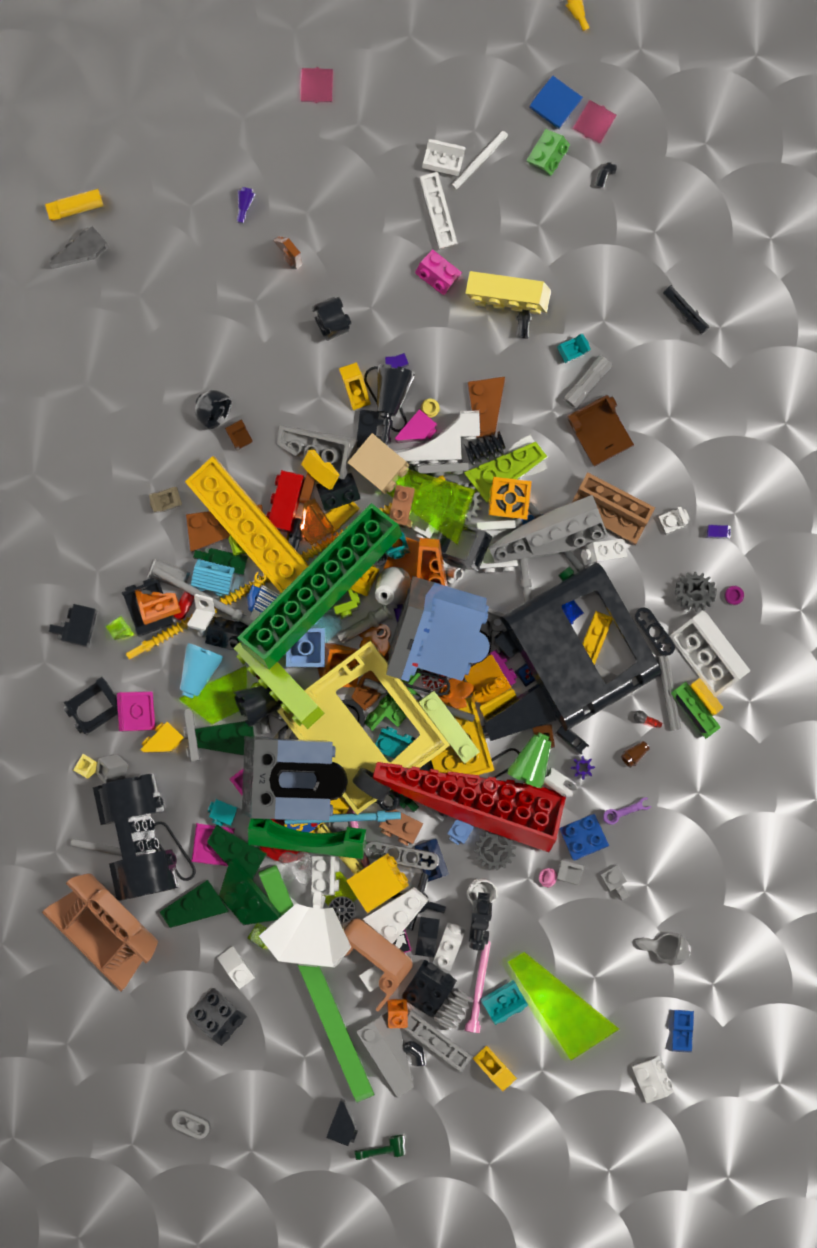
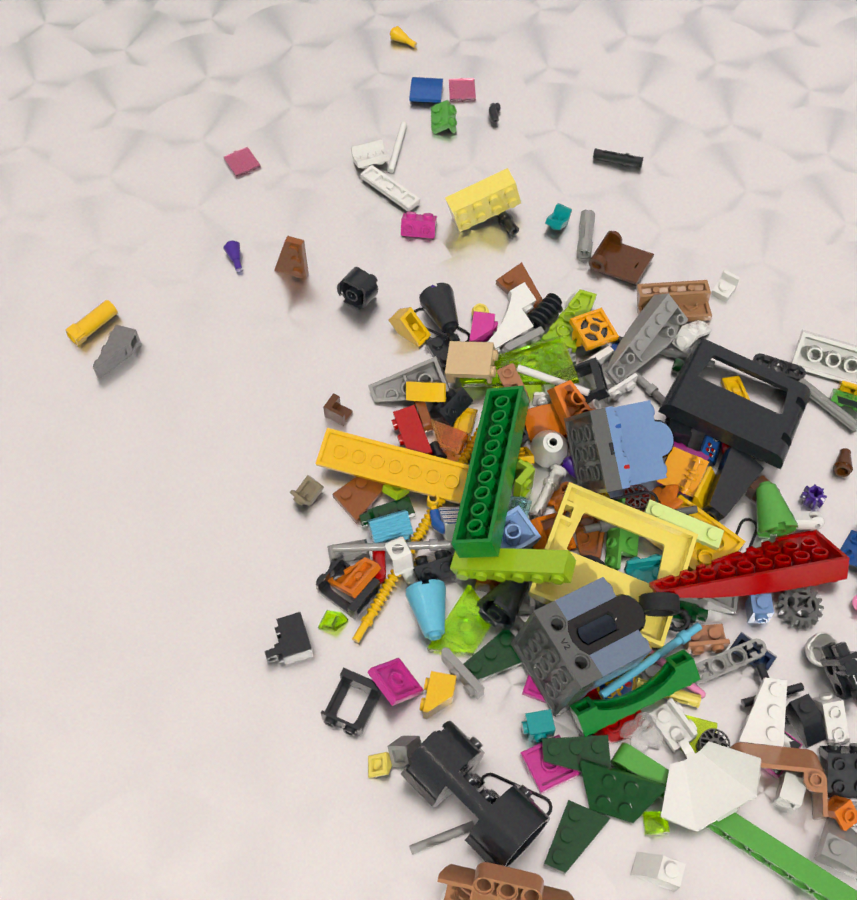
camera: 30 degrees left, 25 degrees down
(212, 407) = (302, 399): black cylinder -> none
(378, 882) = (727, 697): yellow panel -> none
(399, 552) = (534, 416): teal bracket -> none
(434, 529) = (548, 378): none -> white bar
(569, 736) = (782, 481): black bar -> none
(641, 717) = (823, 433): piece -> none
(695, 591) = (785, 321): dark grey gear -> none
(719, 531) = (763, 277): dark purple piece -> none
(734, 595) = (812, 312): magenta tile -> none

